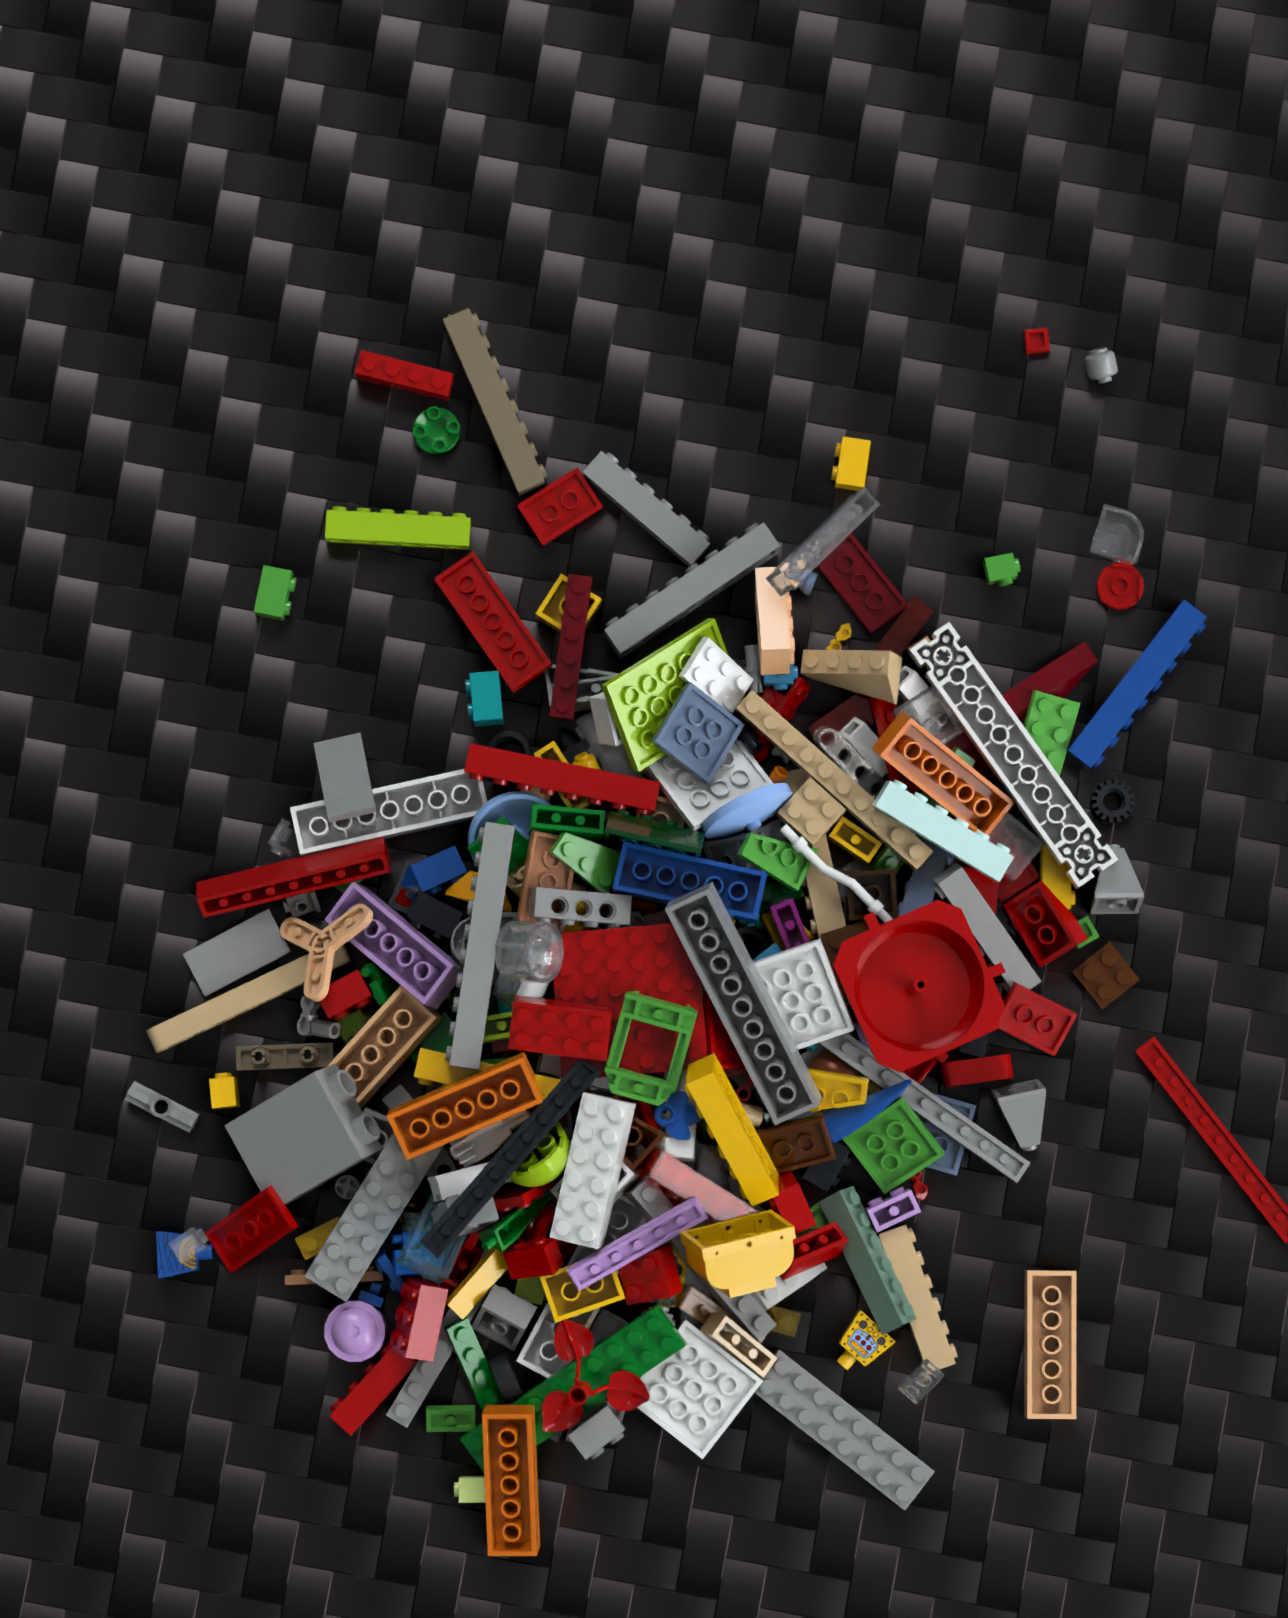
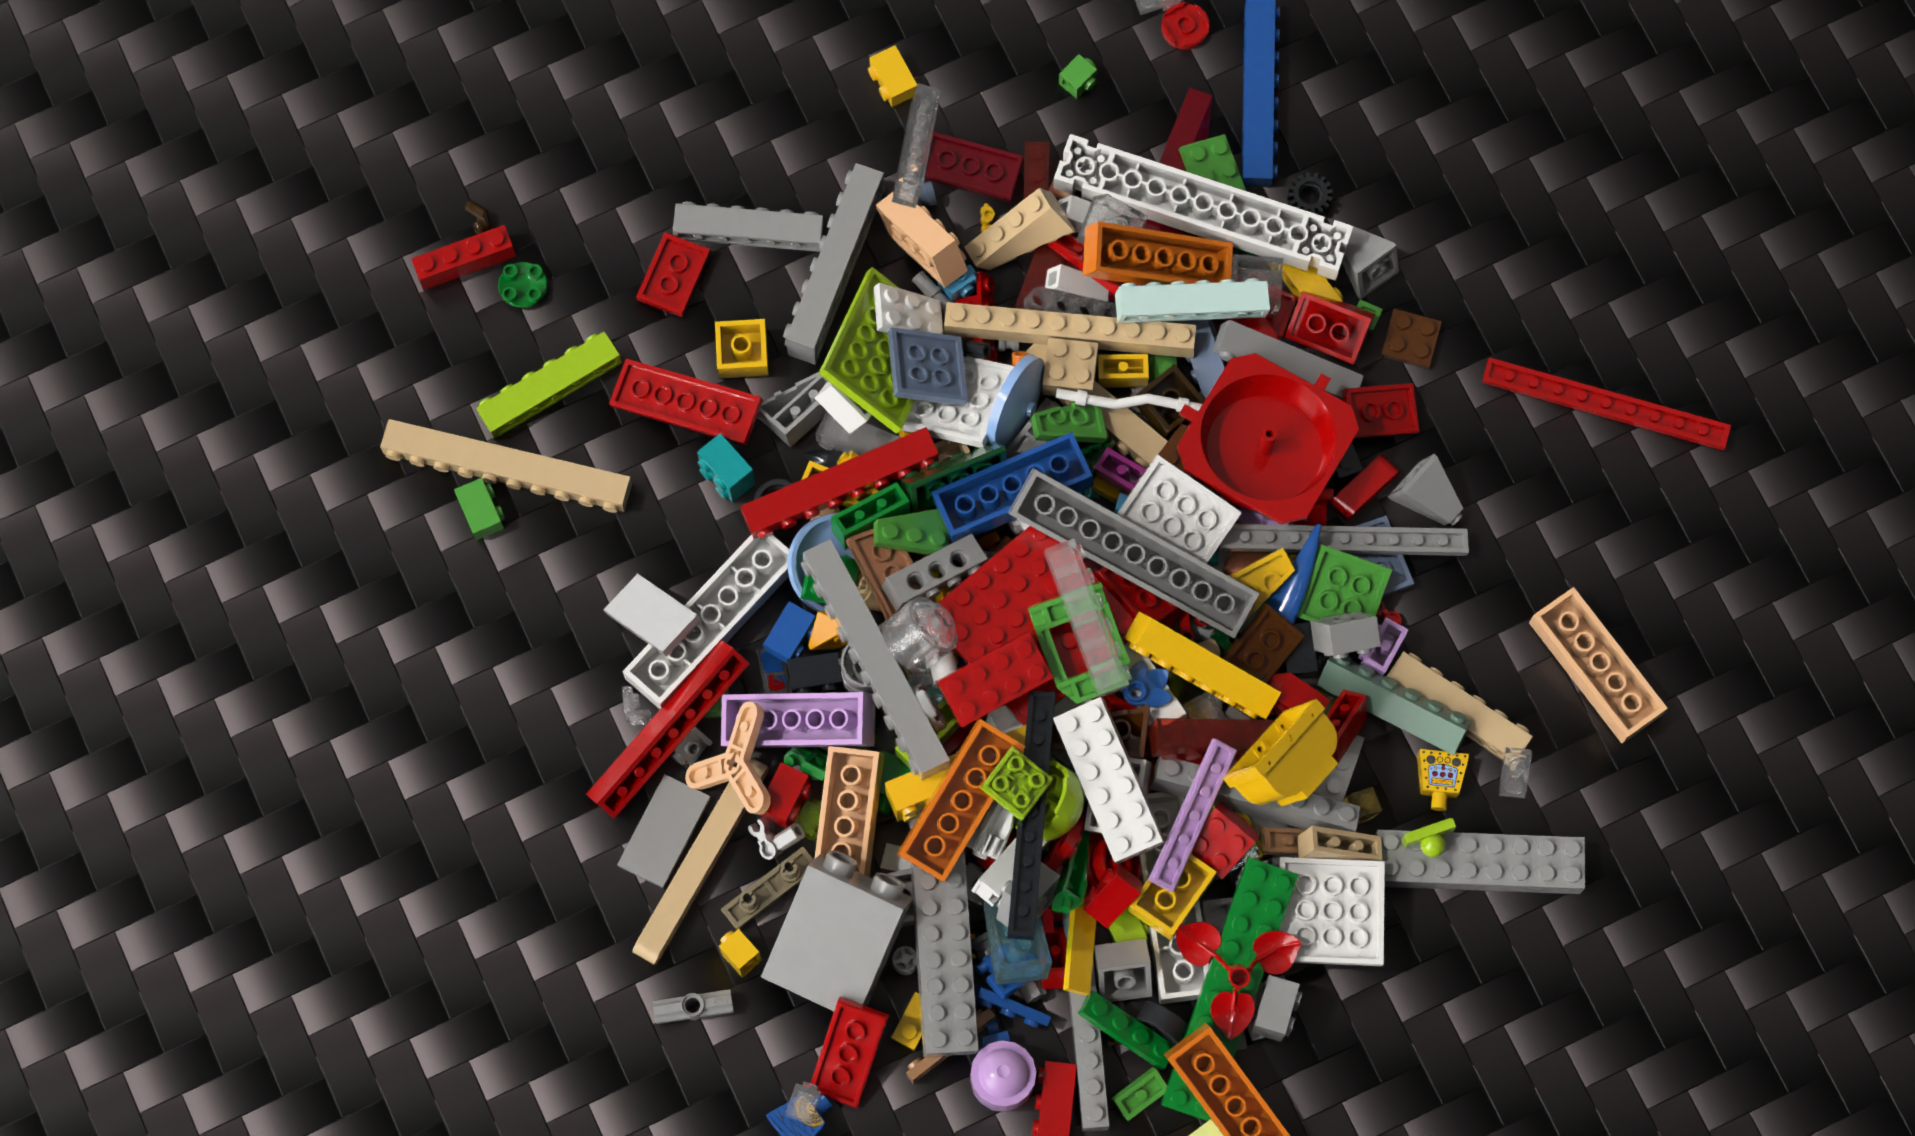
camera: 30 degrees left, 10 degrees down
(319, 572) = (506, 465): none -> tan brick
(418, 1319) = (1052, 1020): brick -> none
(443, 349) = (481, 214): none -> dark brown arm
(494, 402) = (555, 227): dark tan brick -> none
(497, 1013) = (930, 707): none -> light grey tile
(514, 1126) = (1016, 783): none -> lime tile
(570, 647) = (767, 374): dark red plate -> none
(663, 1035) = (1086, 617): none -> clear brick
(811, 1391) = (1430, 837): none -> lime tile
(867, 1181) = (1345, 634): none -> light grey brick

